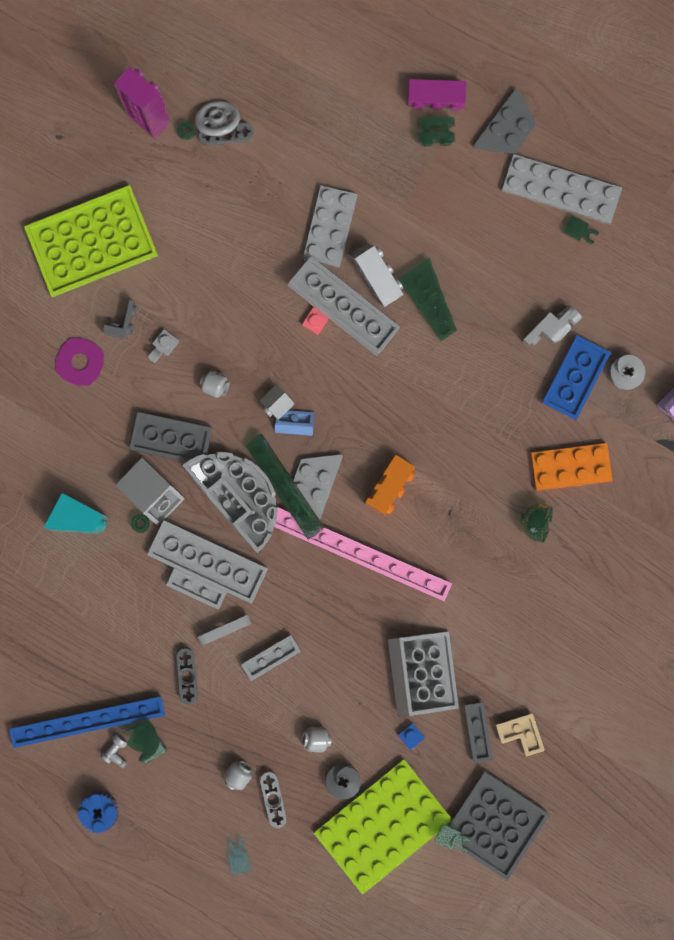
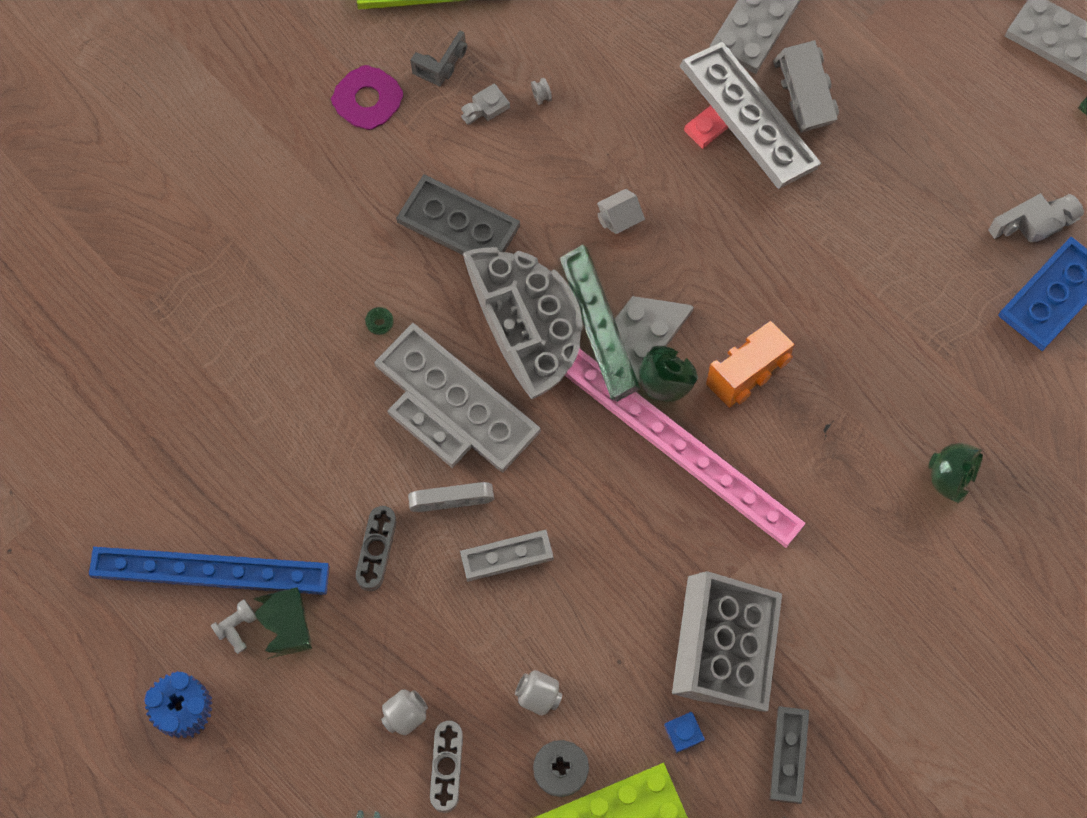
camera: 15 degrees right, 15 degrees down
(75, 517) = (289, 282): teal slope -> none
(149, 492) = (407, 280): light grey slope -> none
(197, 326) = (541, 91): none -> light grey bush
(214, 384) = (541, 166): light grey head -> none
(295, 423) = (637, 249): medium blue slope -> none
(339, 510) = (666, 375): none -> clear green cylinder
(428, 297) = (869, 135): clear green wing -> none
(522, 728) = (860, 768): tan plate -> none
(571, 467) = (1022, 412): orange plate -> none

